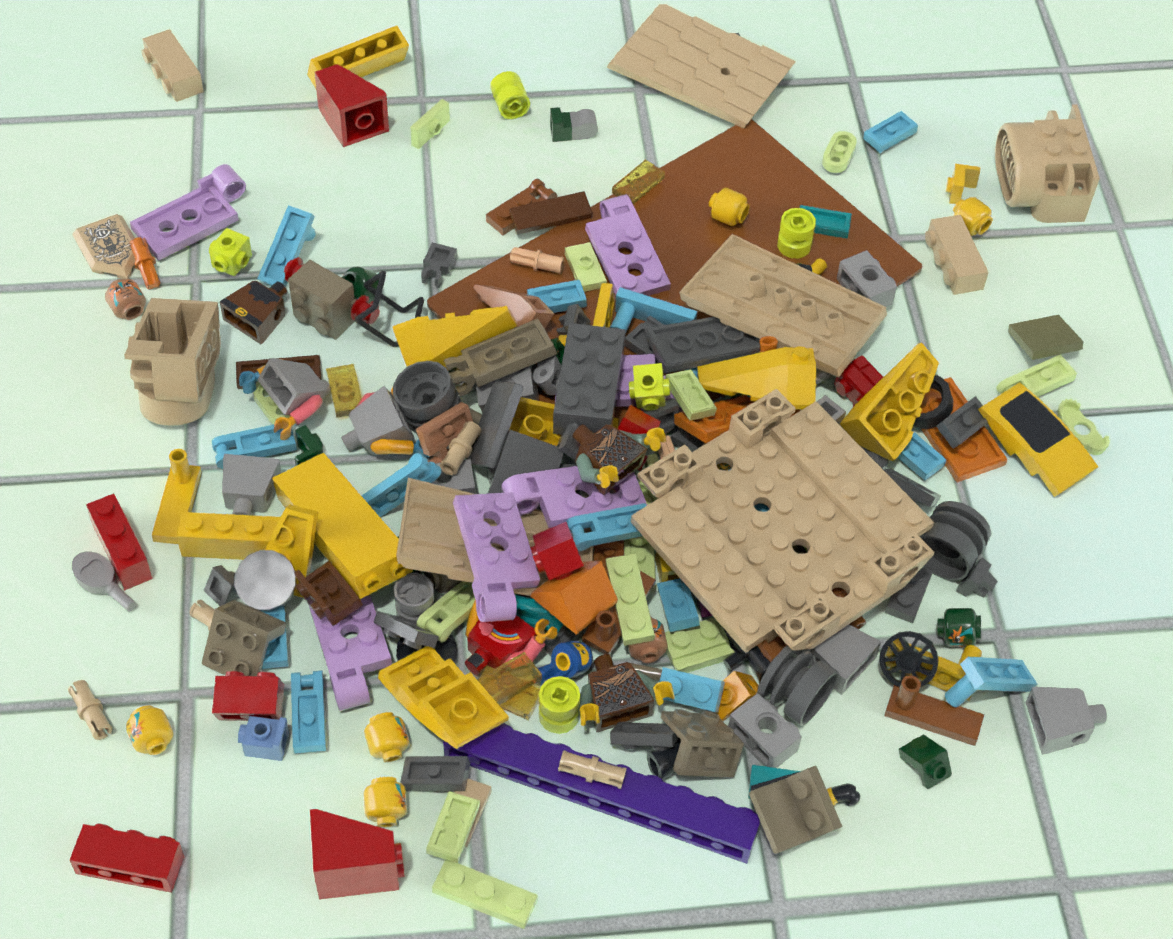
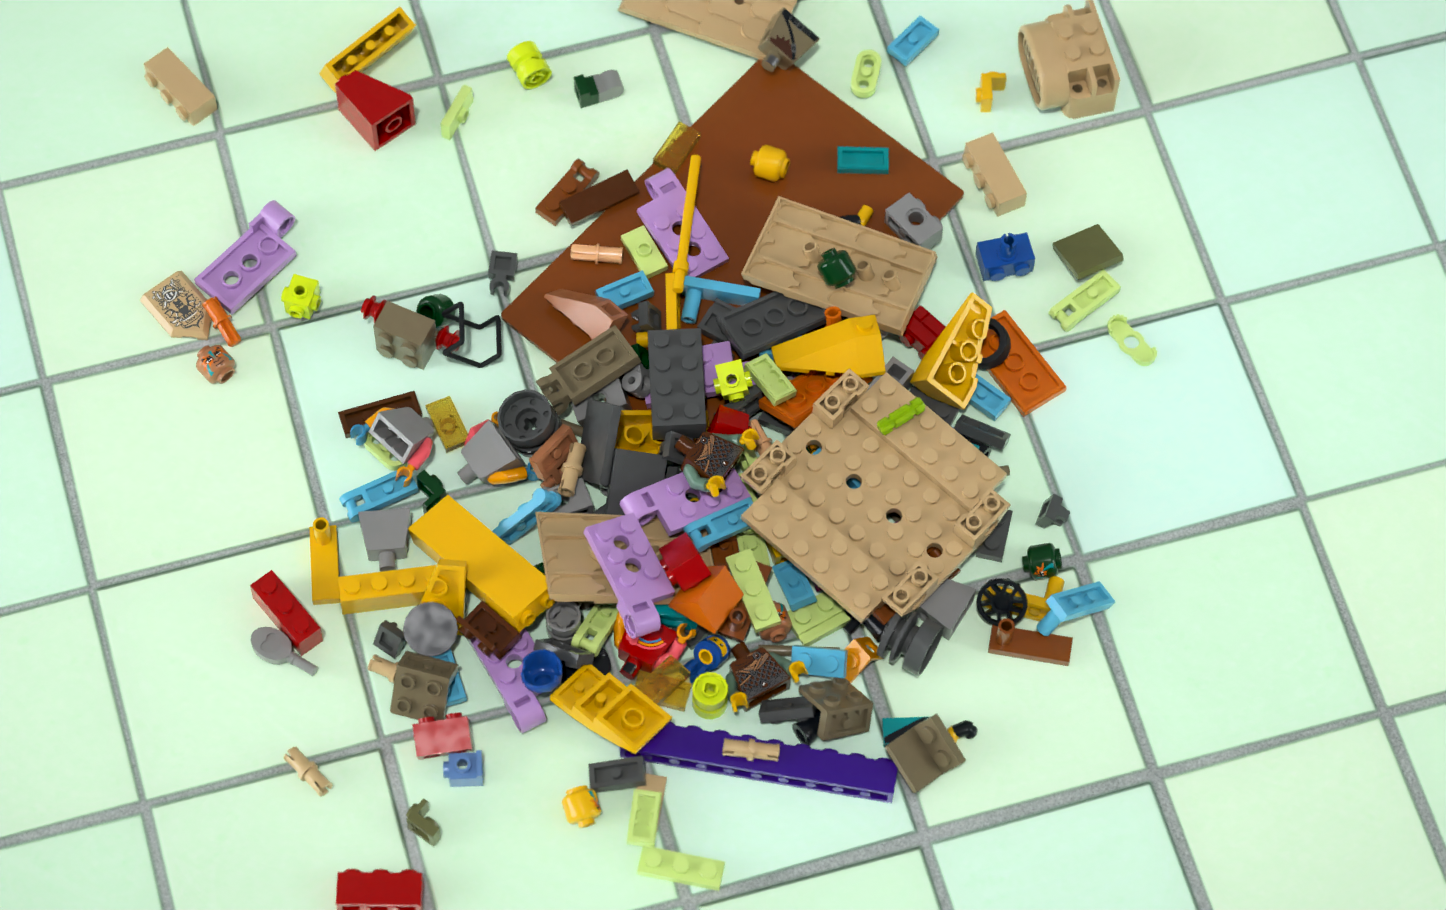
camera: 10 degrees left, 10 degrees up
(149, 730) = (365, 780): yellow head -> none
(175, 359) = (286, 424): tan brick -> none
(198, 789) = (423, 827): none -> olive bracket
(255, 309) = (342, 353): reddish brown torso -> none
(287, 244) = (354, 283): medium azure piece -> none
(308, 712) = (495, 739): medium azure plate -> none
(353, 856) = (568, 858): red slope -> none
(373, 643) = (541, 671): none -> blue hair
(386, 736) = (569, 750): yellow head -> none
(446, 337) = (522, 366): yellow wedge -> none
(619, 276) = (681, 266): none -> yellow bar
(765, 108) = (785, 41): none -> dark tan torso
(767, 748) = (895, 701): light grey brick -> none
(779, 298) = (836, 268): none -> dark green head
(796, 233) = (839, 182): neon yellow wheel -> none
(825, 443) = (901, 416): none -> lime axle
(928, 759) = (1029, 687): dark green bracket -> none
(956, 539) = (1027, 480): dark grey wheel -> none
(958, 326) = (1005, 256): none -> blue brick
(962, 423) = (1022, 359): dark grey plate -> none
(974, 214) = (1006, 128): yellow head -> none
(1038, 438) = (1091, 361): yellow slope -> none
(1062, 717) = (1139, 628): light grey torso -> none

